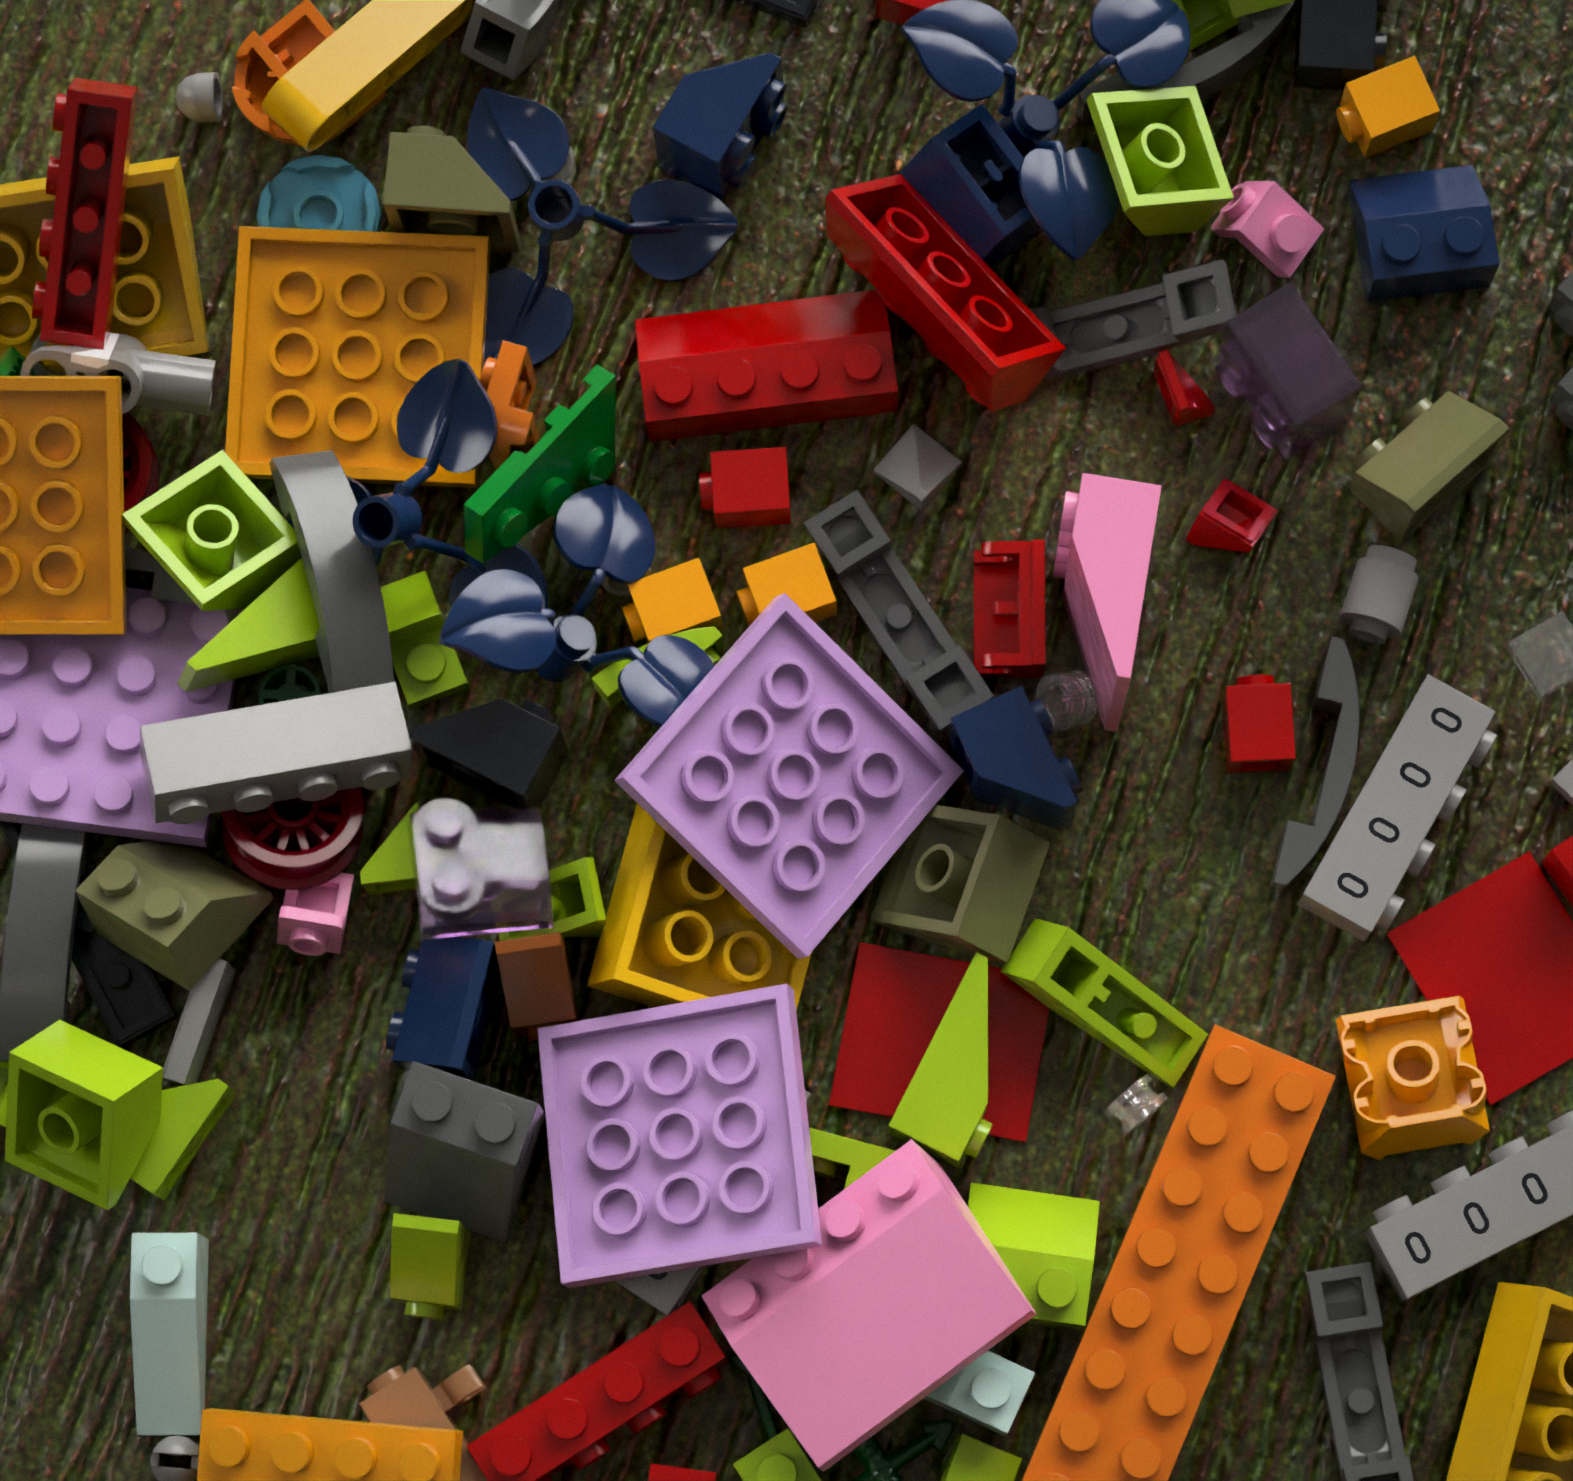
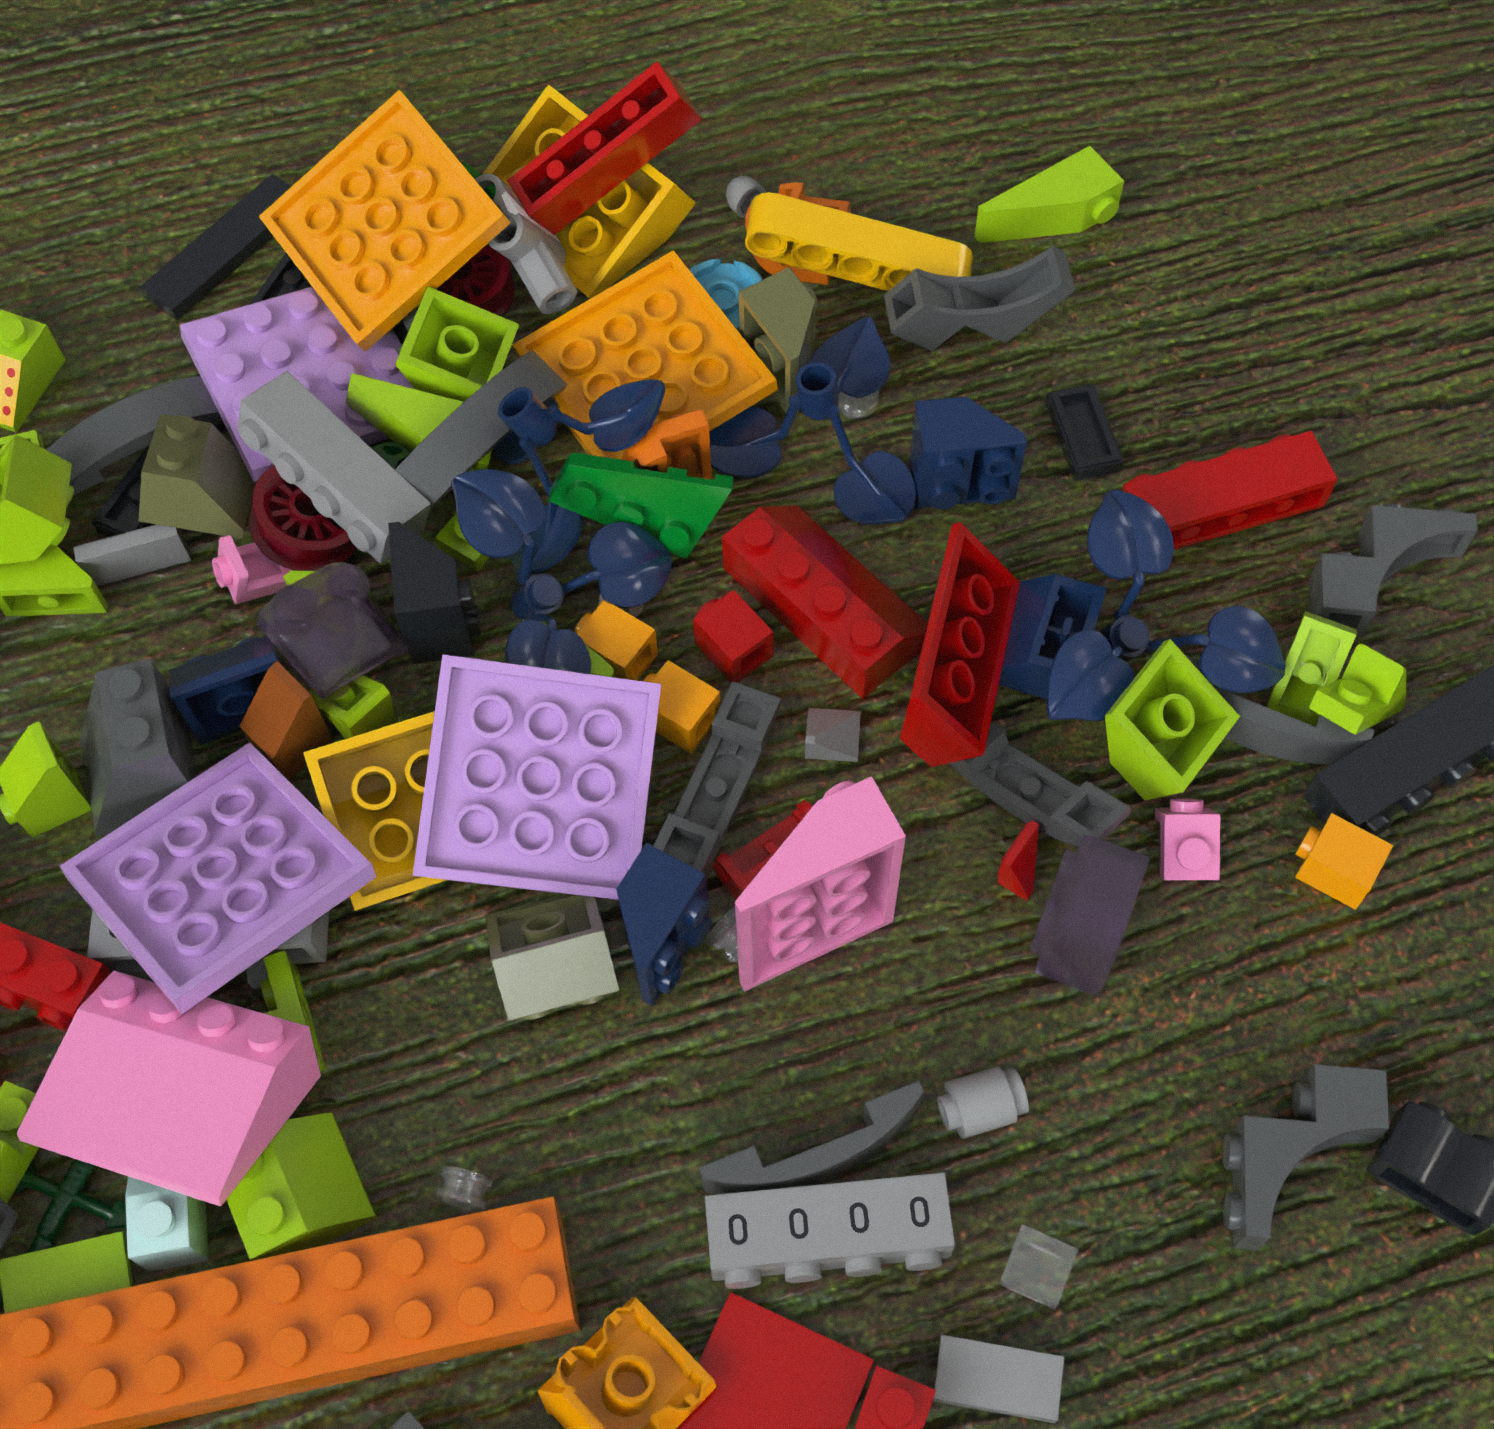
camera: 50 degrees right, 15 degrees down
(893, 1015) = (428, 1025): red piece -> none
(950, 1087) = (395, 1041): lime slope -> none
(1103, 1000) = (527, 1110): lime slope -> none
(1231, 519) = (958, 960): red slope -> none
(1258, 725) = (816, 1080): red brick -> none
(1423, 233) = (1272, 949): dark blue slope -> none
(1427, 462) = (1107, 1065): olive slope -> none

